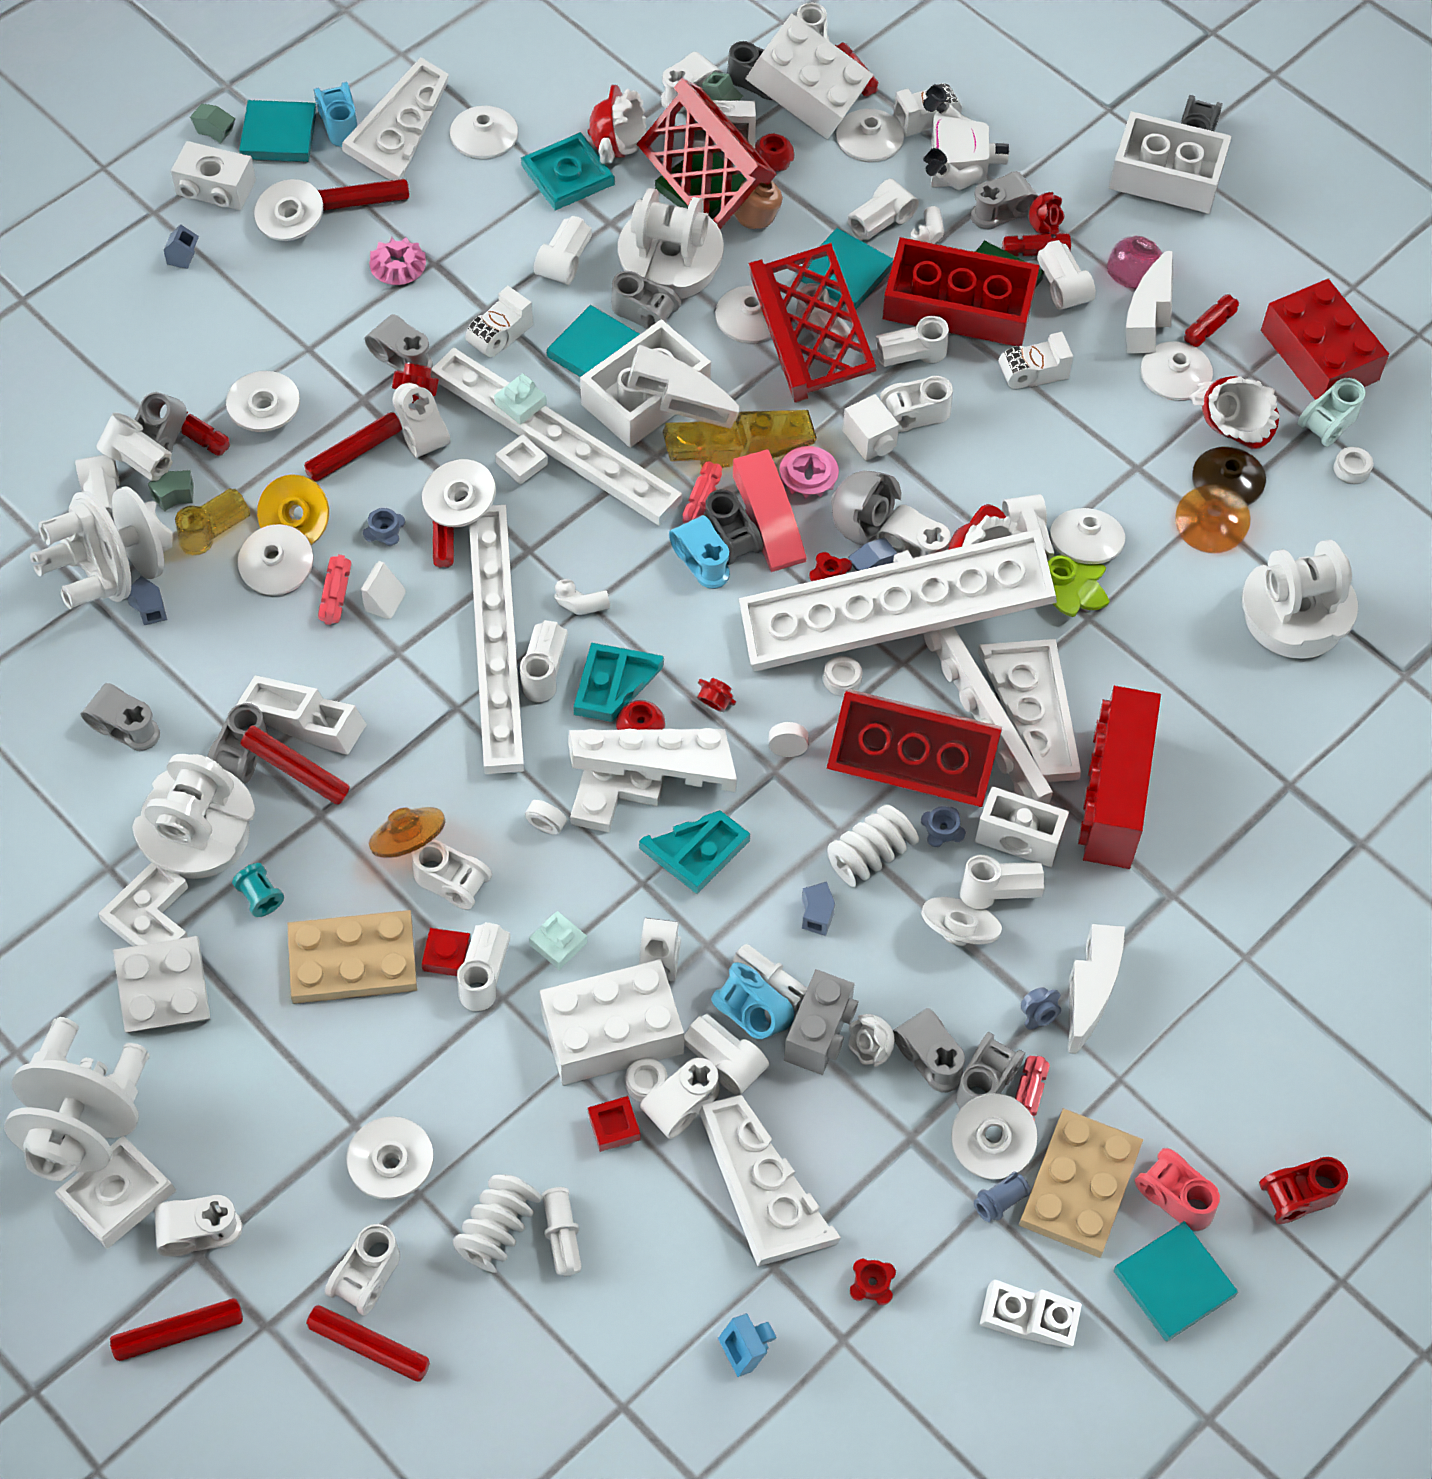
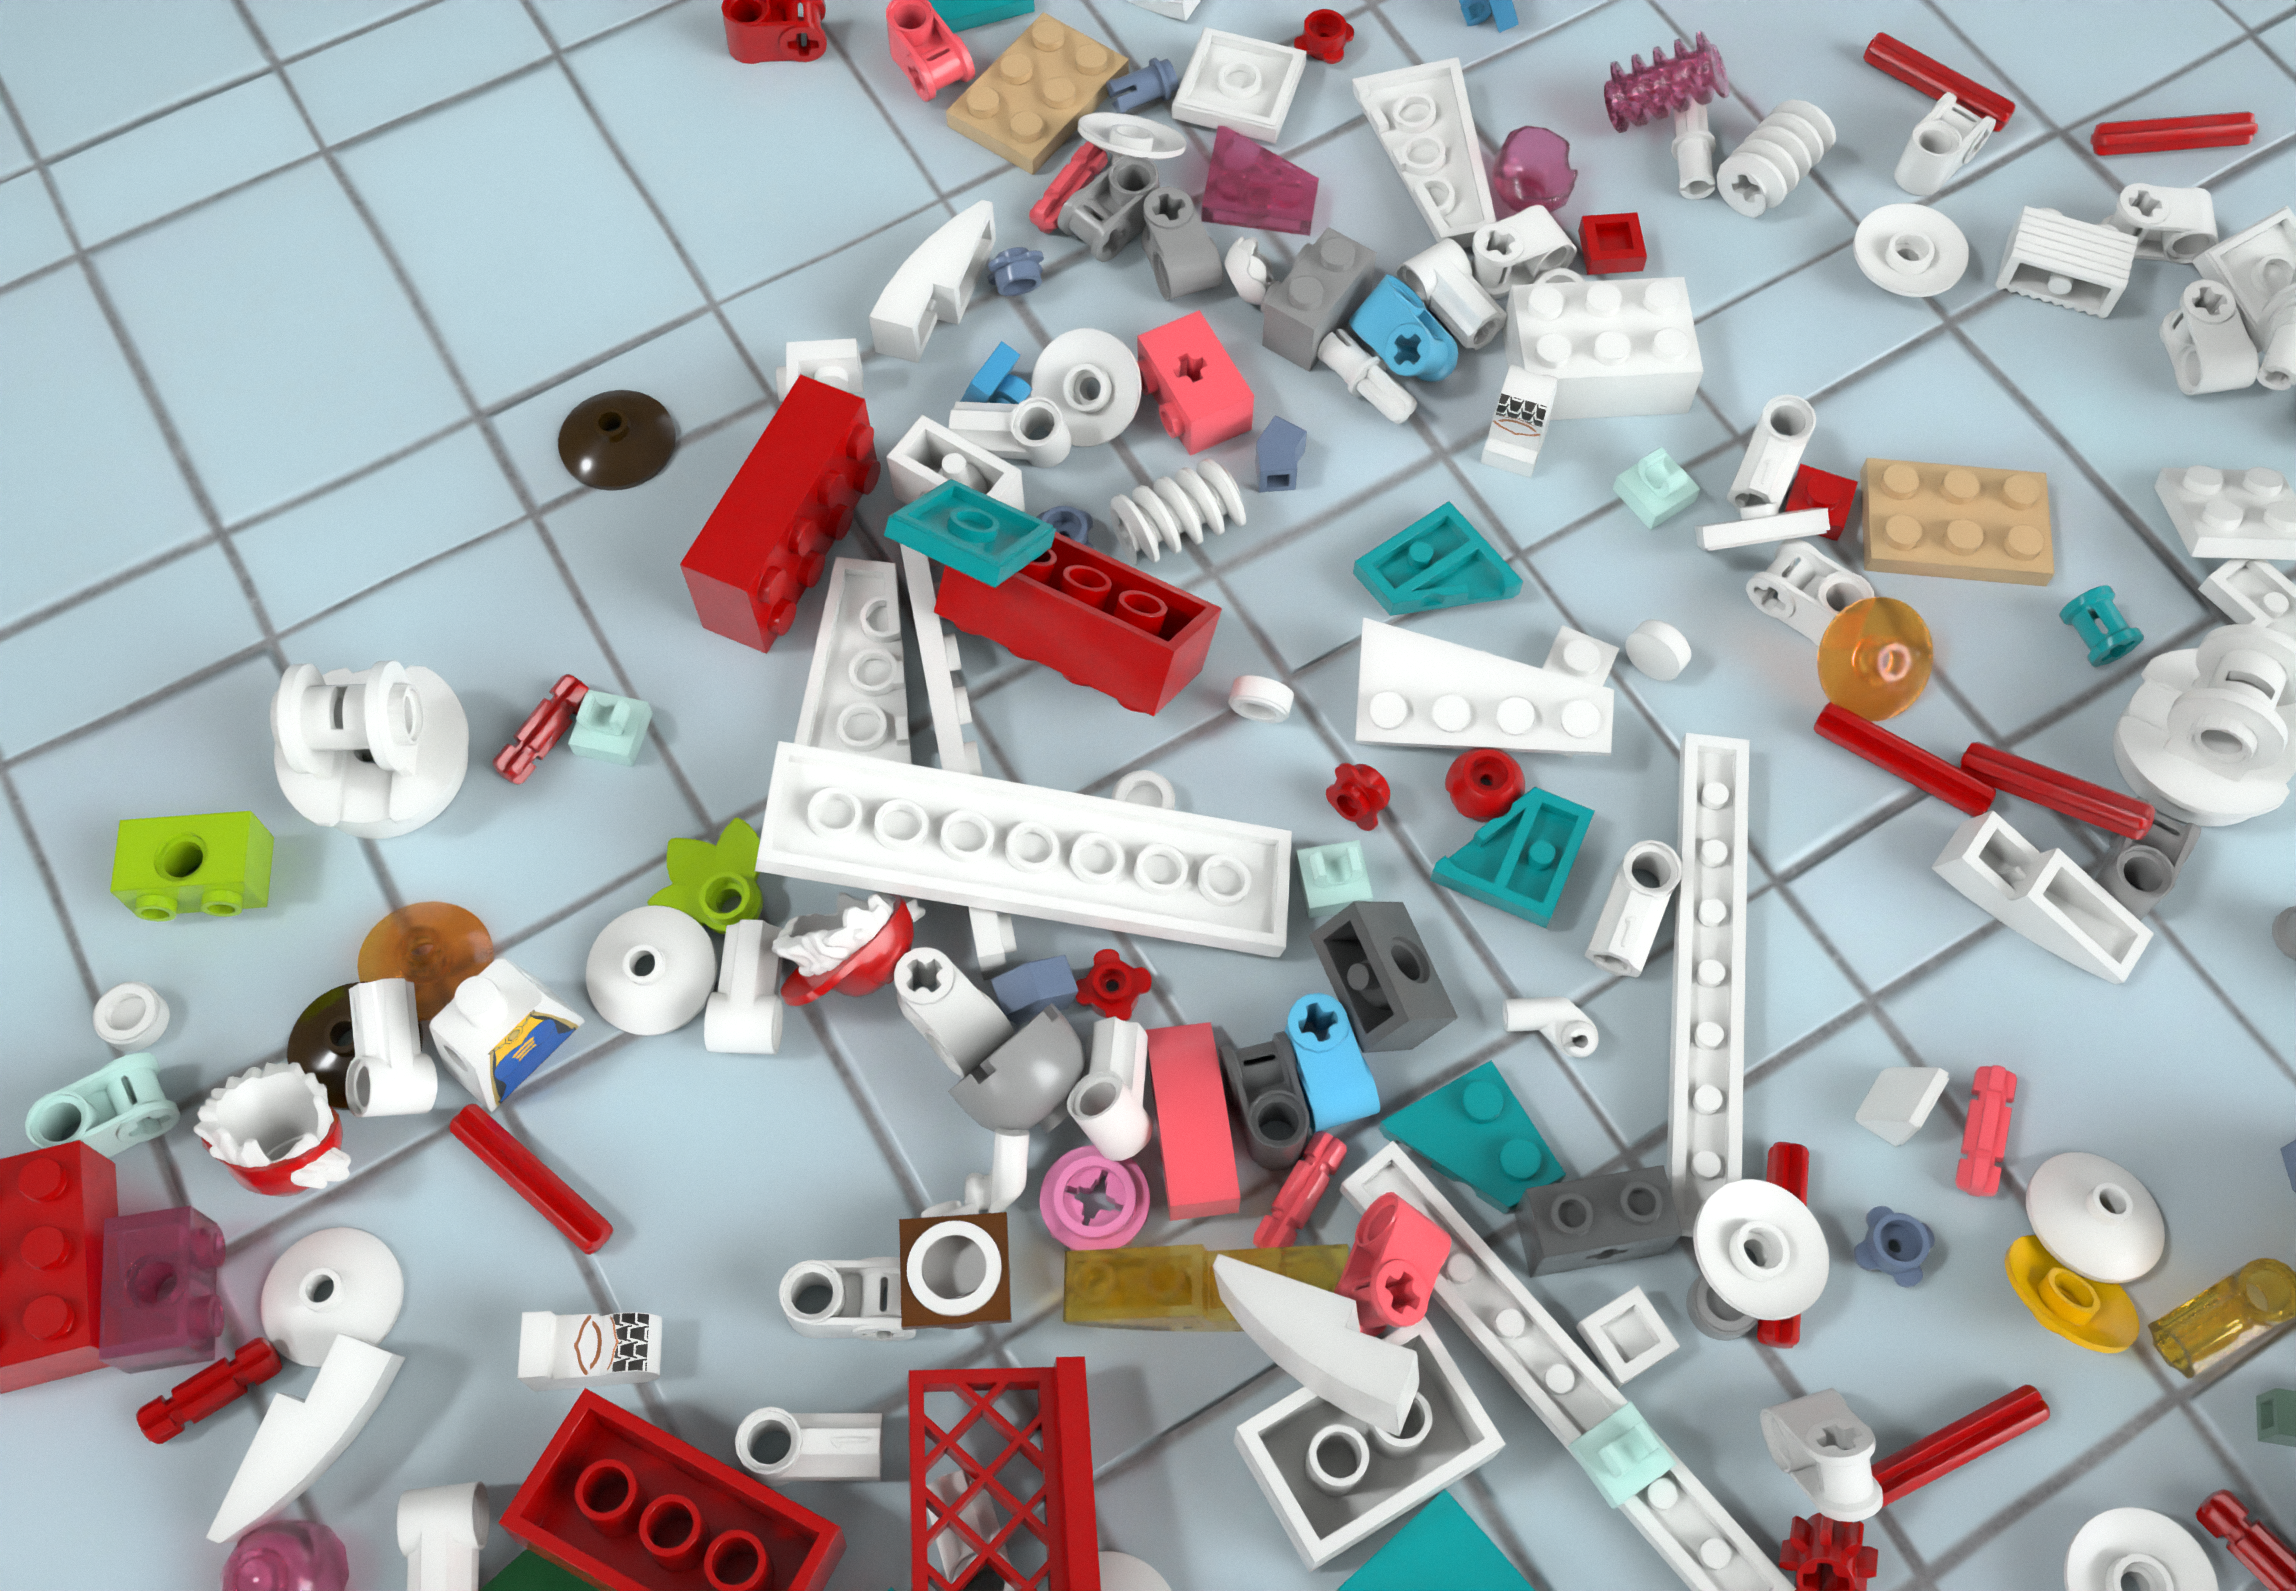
camera: 165 degrees left, 5 degrees up
(168, 1121) = (2209, 341): none -> white piece
(271, 1175) = (2066, 261): none -> white brick
(385, 784) = (1905, 760): none -> red axle
(488, 902) = (1760, 525): none -> white plate
(545, 499) = (1597, 1221): none -> dark grey brick
(592, 1250) = (1665, 83): none -> clear pink piece
(613, 538) = (1478, 1137): none -> teal wing
(648, 442) = (1393, 1265): none -> coral piece
(682, 1164) = (1534, 169): none -> clear pink hair
(698, 596) = (1383, 976): none -> dark grey brick
(720, 654) = (1332, 877): none -> light aqua tile
(812, 498) = (1110, 1094): none -> white piece
(857, 463) = (1007, 1175): none -> white arm
(867, 418) = (987, 1304): none -> piece
(889, 1127) = (1257, 188): none -> clear pink wing
(892, 961) = (1194, 383): none -> coral brick
(927, 1214) = (1239, 84): none -> white plate
(992, 744) = (970, 532): none -> teal tile
(1024, 915) = (994, 381): none -> dark azure tile
(1103, 430) = (531, 1179): none -> red axle
(1146, 903) = (827, 361): none -> white bracket
(1155, 468) = (500, 1030): none -> white torso
(1173, 657) = (610, 728): none -> light aqua tile
(1199, 453) = (388, 1065): none -> white piece
(1212, 647) = (541, 730): none -> axle
(1257, 346) = (137, 1260): none -> clear pink brick
(1261, 857) = (620, 456): none -> dark brown dish
(1367, 529) = (160, 851): none -> lime brick

